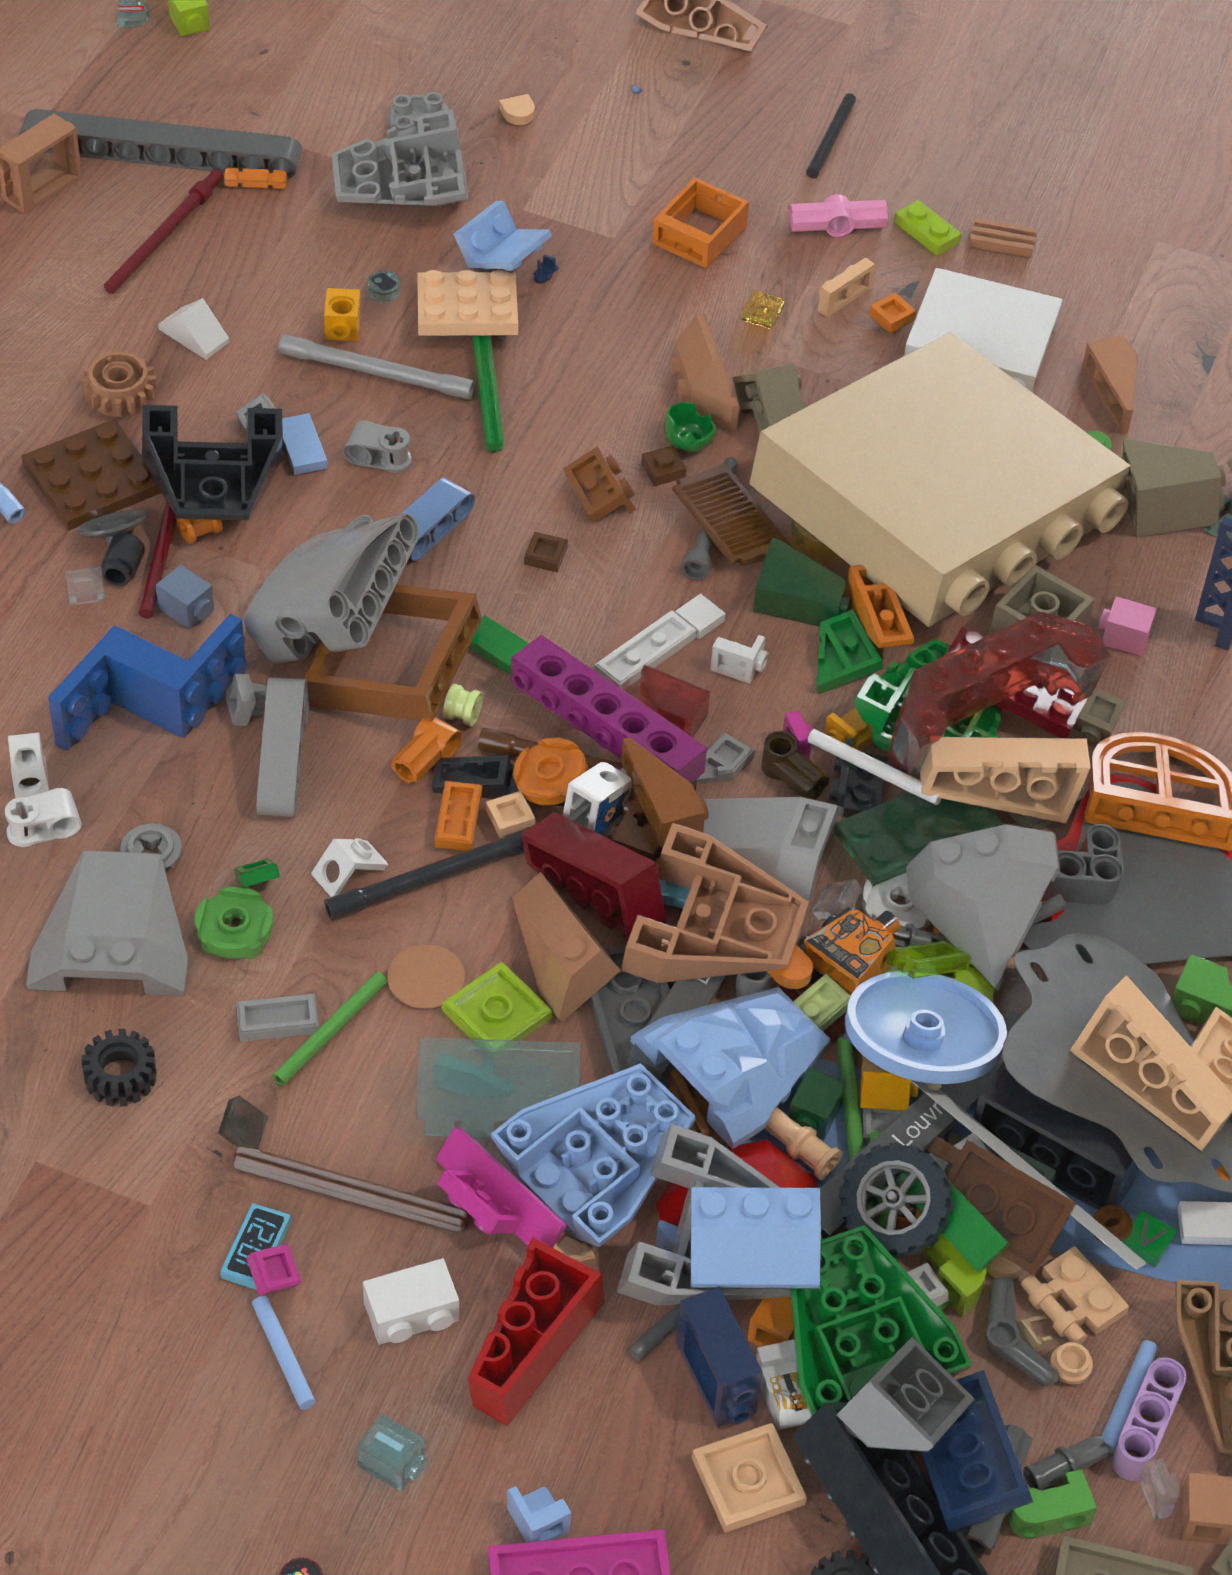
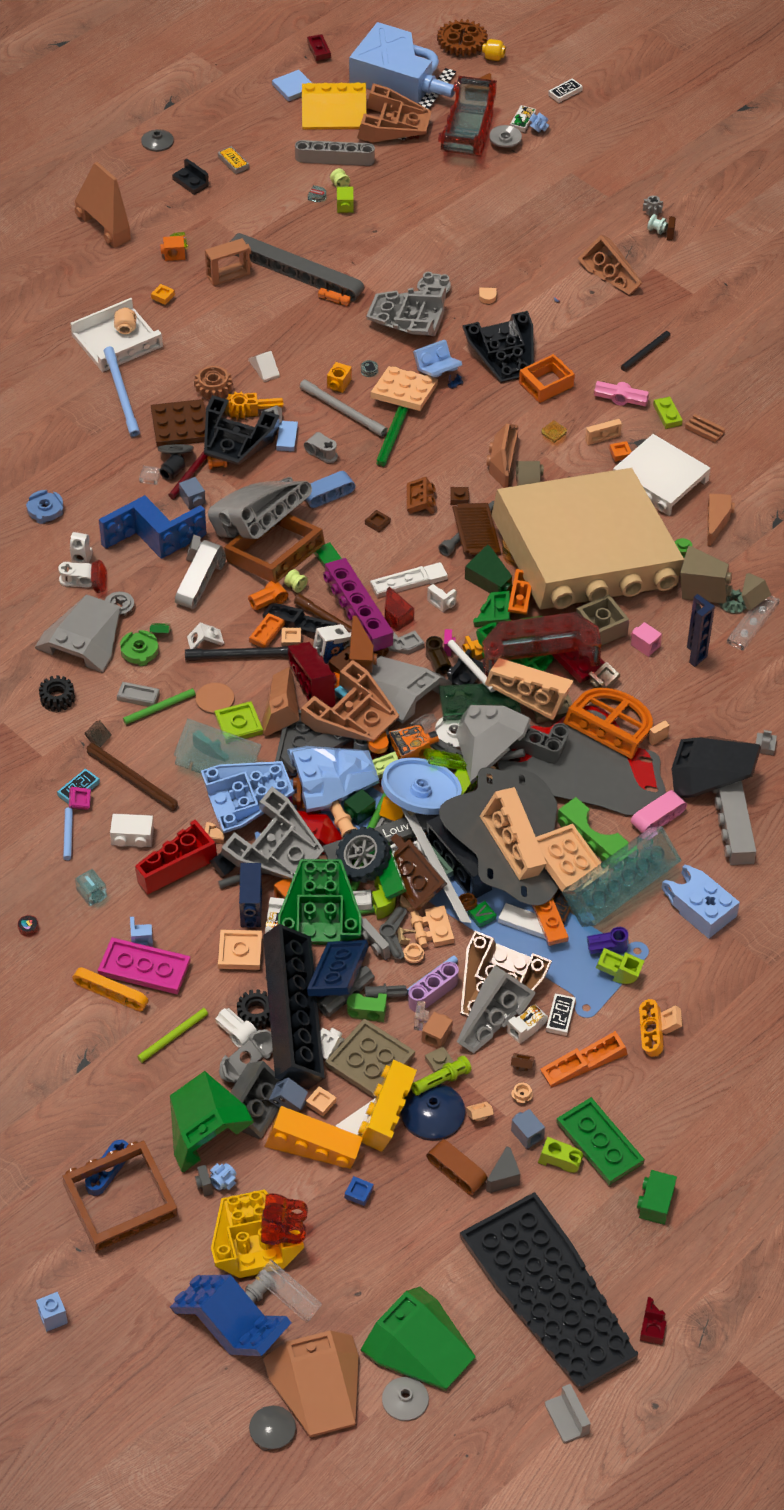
camera: 25 degrees right, 0 degrees up
(87, 807) = (98, 576): none -> clear red tile
(197, 195) = (301, 297): dark red bar -> none
(206, 406) = (247, 404): none -> light orange gear
(492, 1193) = (190, 797): dark pink bracket -> none
(548, 769) = (316, 619): orange tile -> none
(600, 185) = (504, 346): none -> black wedge
(621, 1310) = (222, 864): none -> black plate
(687, 428) = (480, 479): green hair -> none
(755, 1237) = (284, 845): light blue slope -> none
(906, 1403) = (315, 934): dark grey slope -> none
(1000, 1366) = (378, 943): none -> light grey hinge

